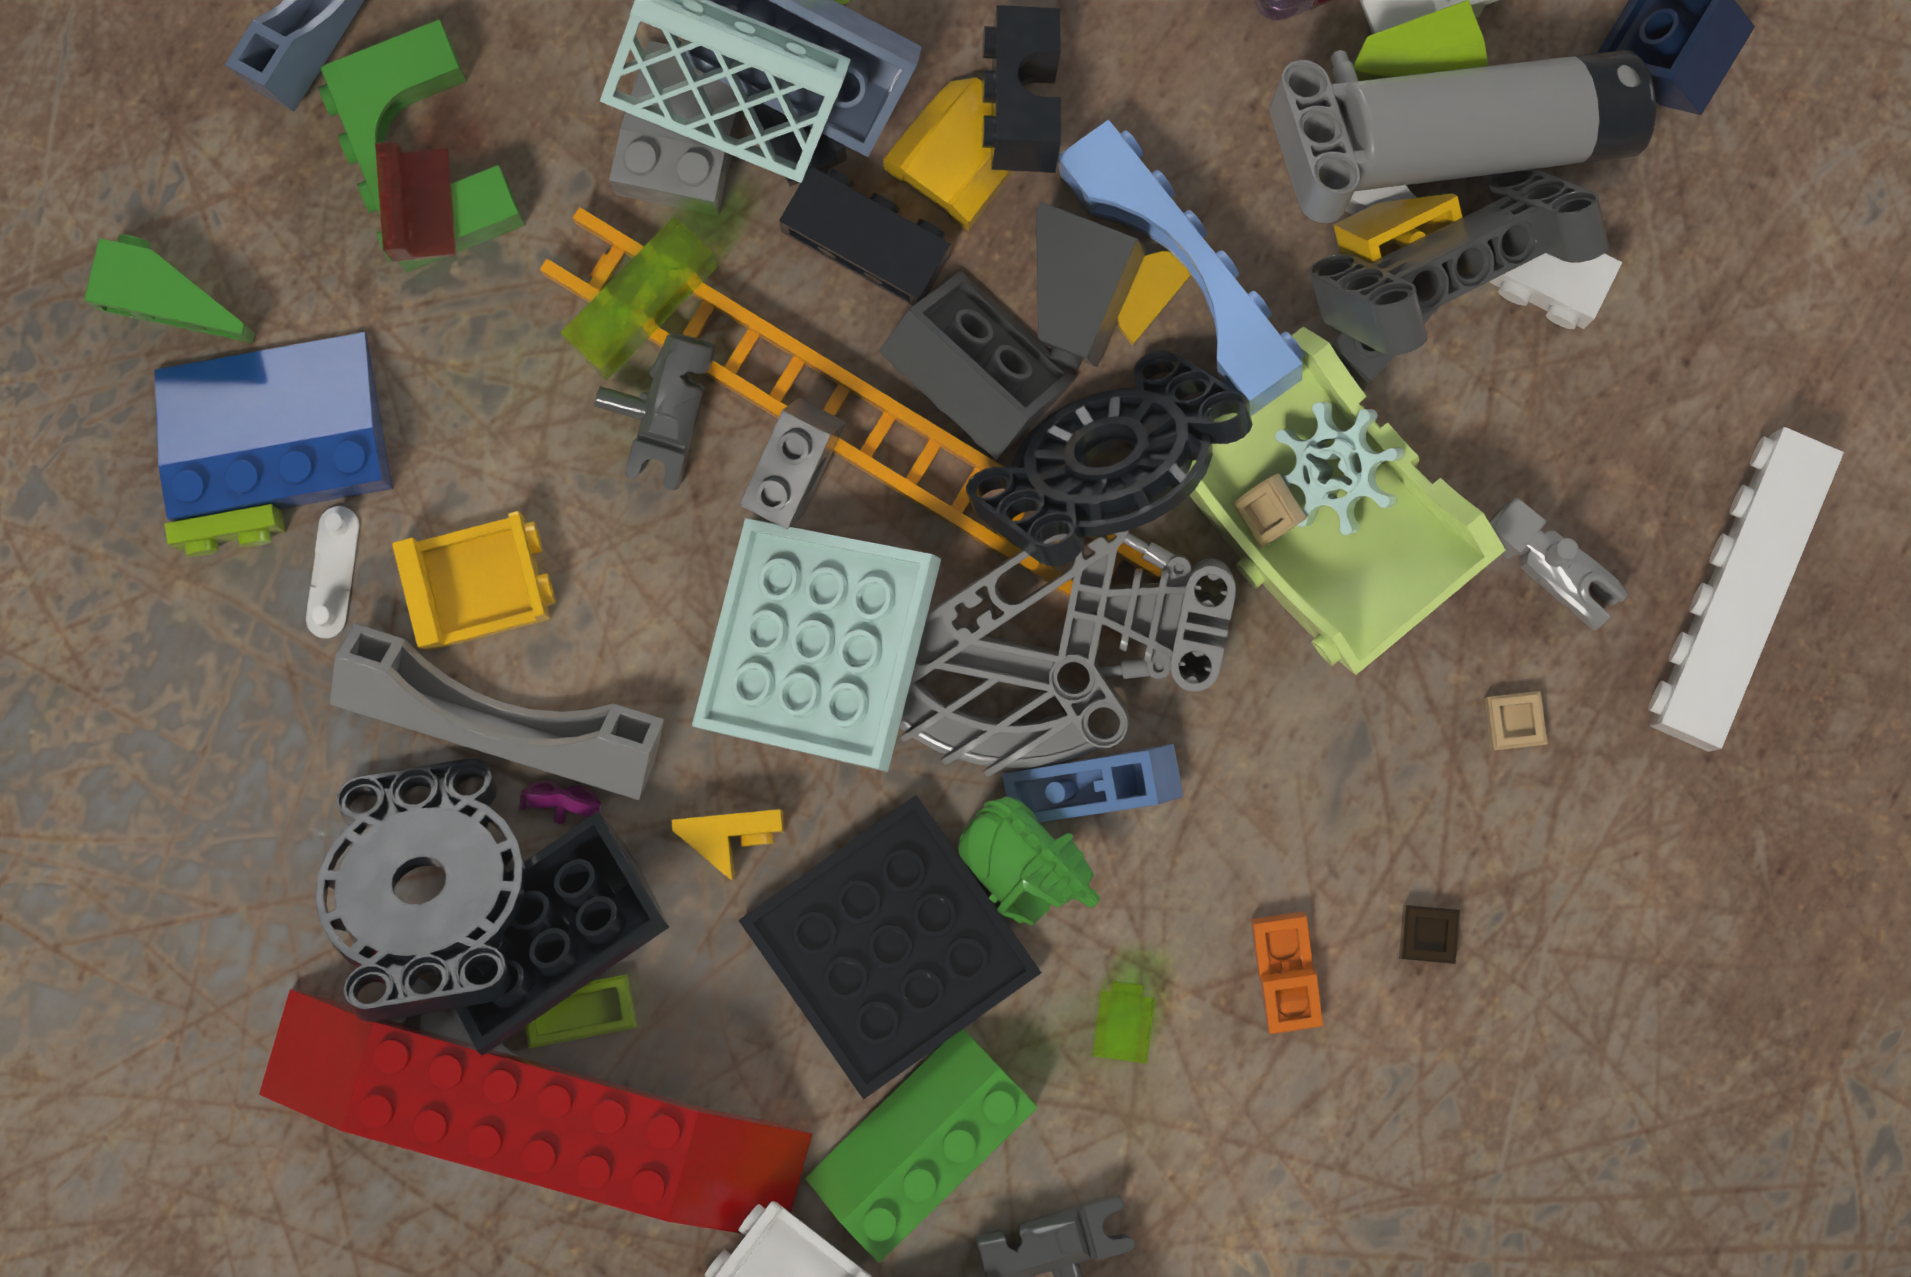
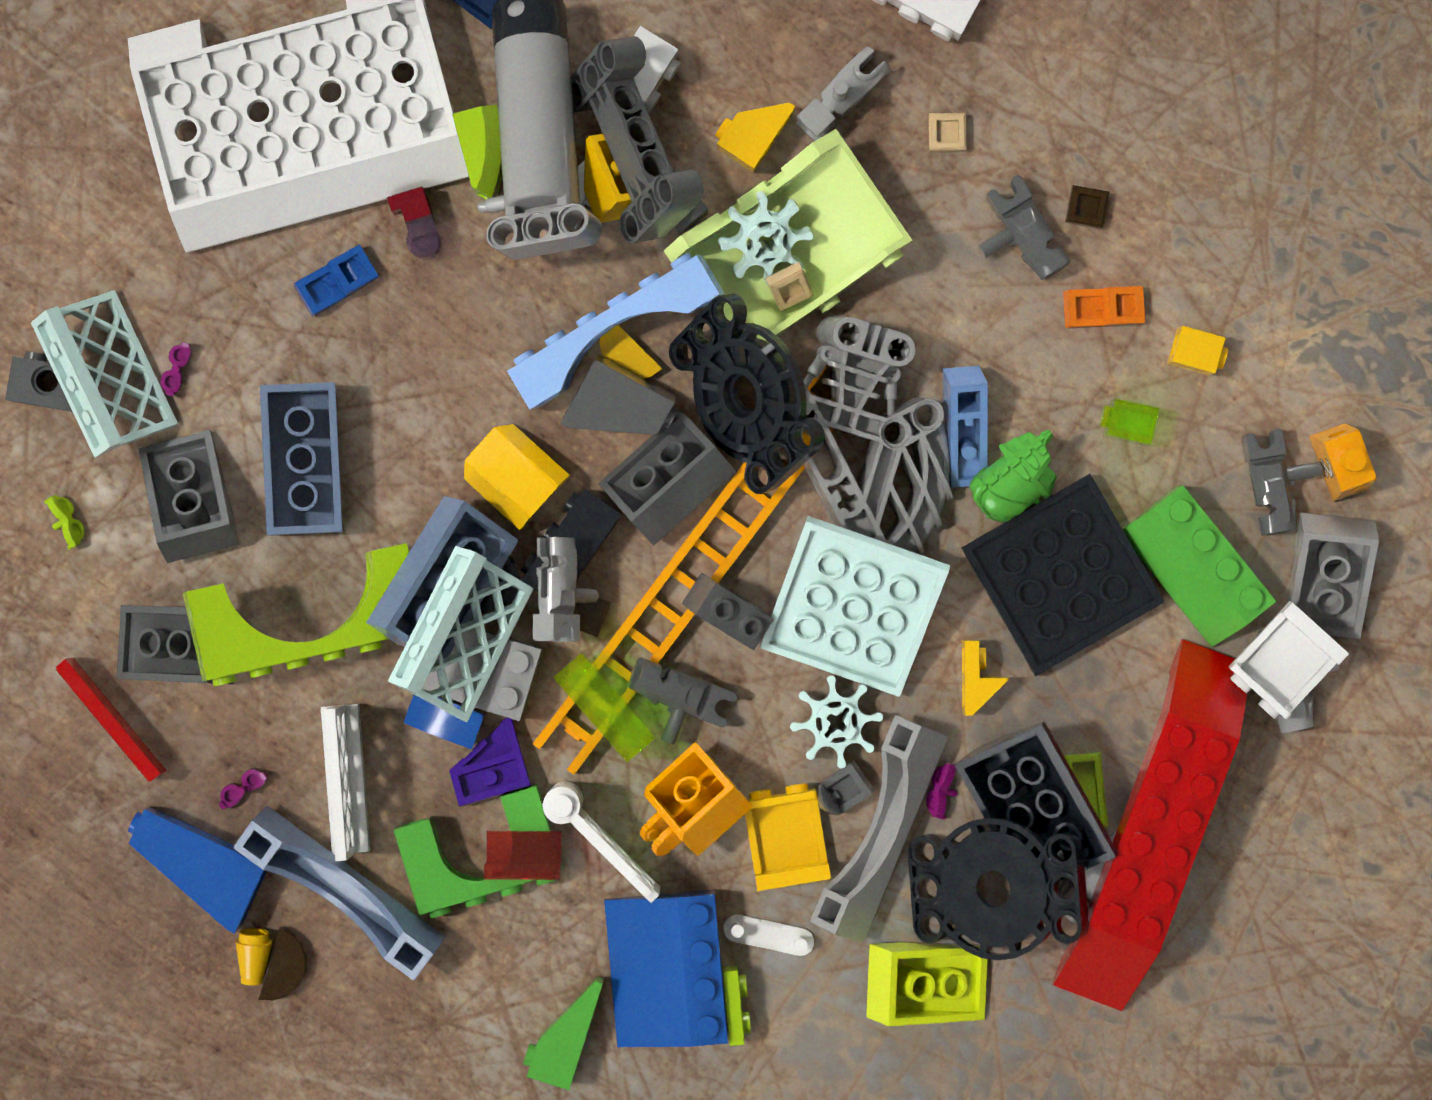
camera: 85 degrees left, 5 degrees up
(275, 800) = (925, 984): none -> neon yellow slope
(493, 262) = (564, 806): none -> white piece
(511, 438) = (692, 804): none -> light orange hinge
(540, 154) = (491, 768): none -> dark purple wing
(549, 656) = (843, 790): none -> dark grey plate
(584, 106) = (442, 724): none -> blue slope
(663, 614) = (822, 710): none -> light aqua gear
(773, 270) = (592, 616): none -> dark brown tile
(798, 216) = (558, 591): none -> light grey piece
(1023, 126) = (510, 430): black arch -> none
(1236, 1115) = (1197, 351): none -> yellow brick
(1387, 847) = (1025, 229): none -> dark grey piece
(1484, 442) = (753, 133): none -> yellow slope

